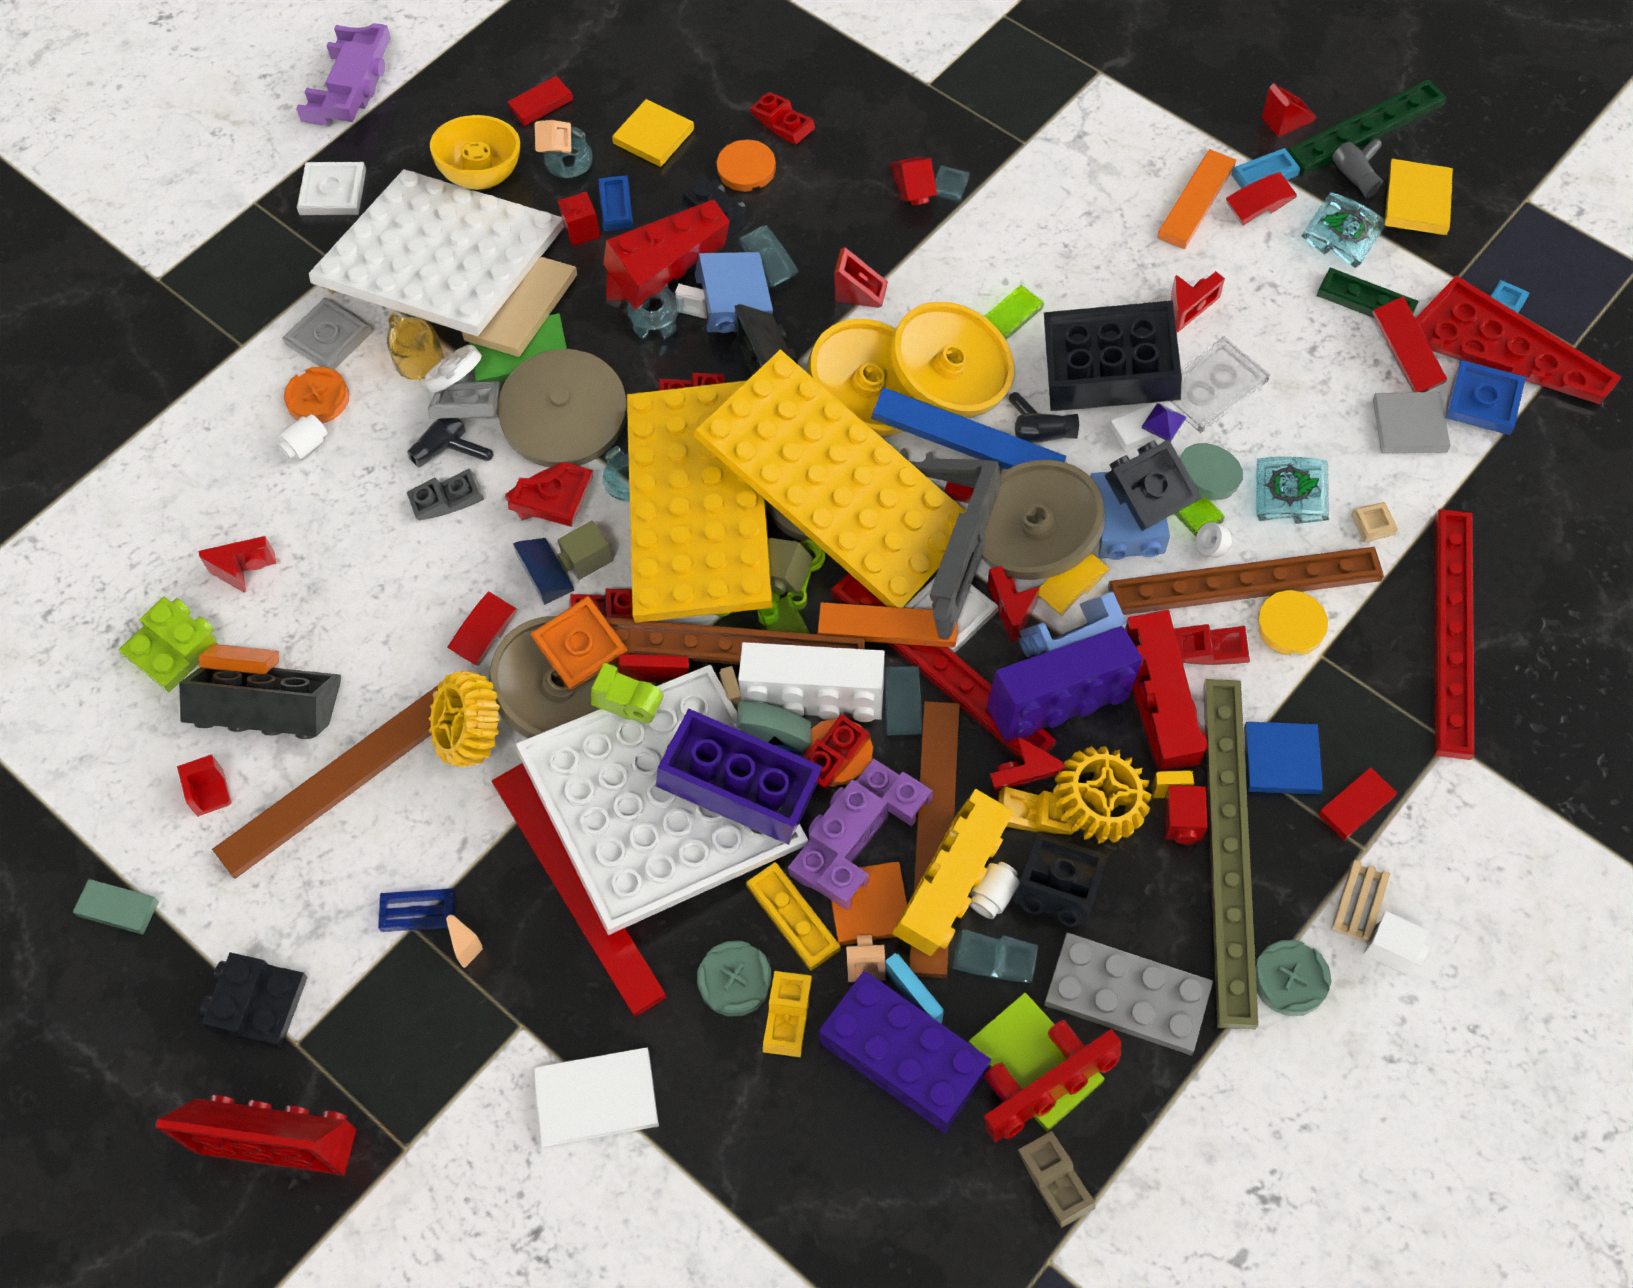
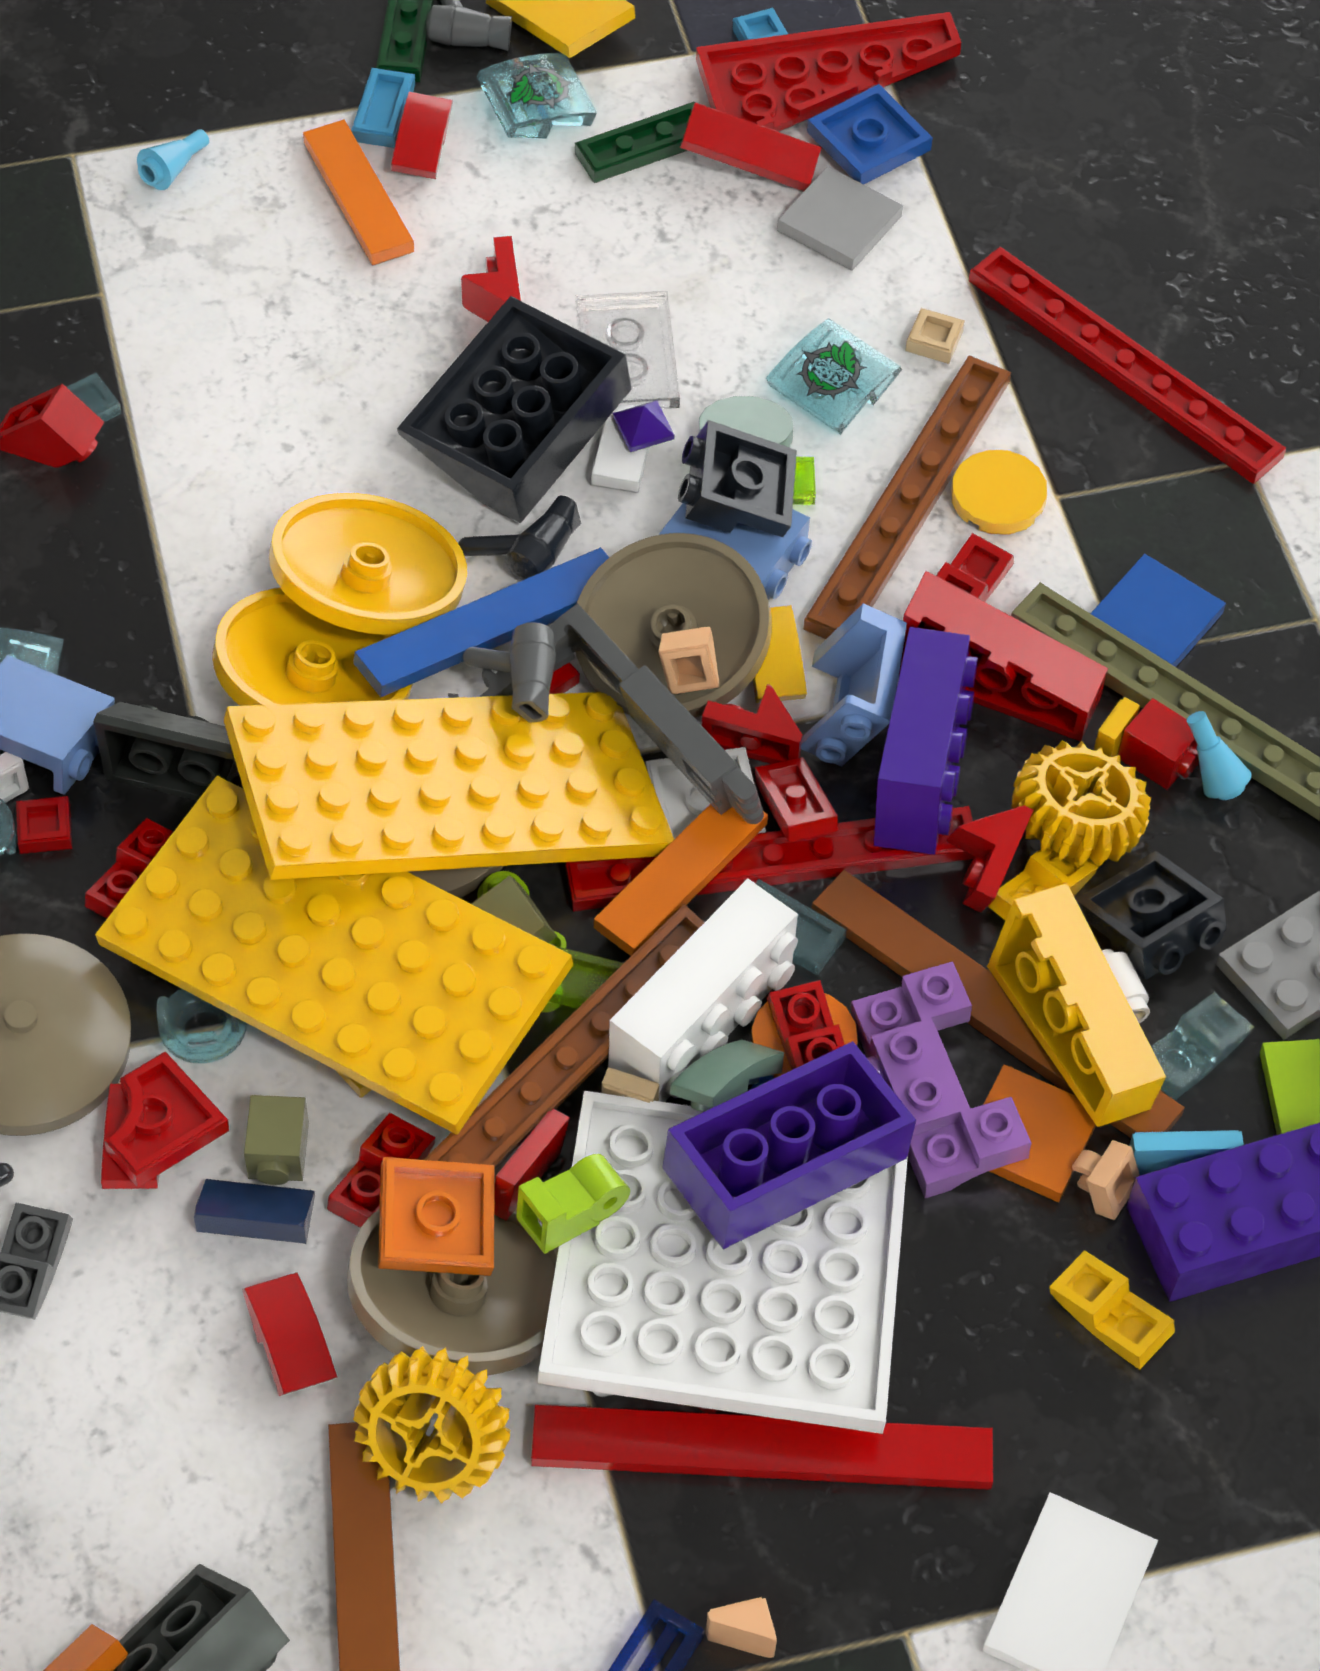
camera: 60 degrees left, 5 degrees down
(688, 337) = (44, 825): none -> red tile
(734, 978) = (1022, 1341): sand green tile -> none
(793, 916) = (986, 1225): yellow tile -> none
(857, 282) = (147, 589): red slope -> none
(936, 468) = (530, 664): none -> dark grey piece
(980, 650) = (796, 799): none -> red plate
(1015, 311) = (343, 461): clear neon green tile -> none
(1015, 538) = (689, 660): none -> light nougat slope
(1128, 108) = (163, 163): none -> medium azure cone
(1194, 856) = (1221, 770): none -> medium azure cone
(1213, 540) = (839, 486): white tile -> none
(1285, 111) = (324, 34): red slope -> none
(1357, 803) = (1262, 586): red tile -> none

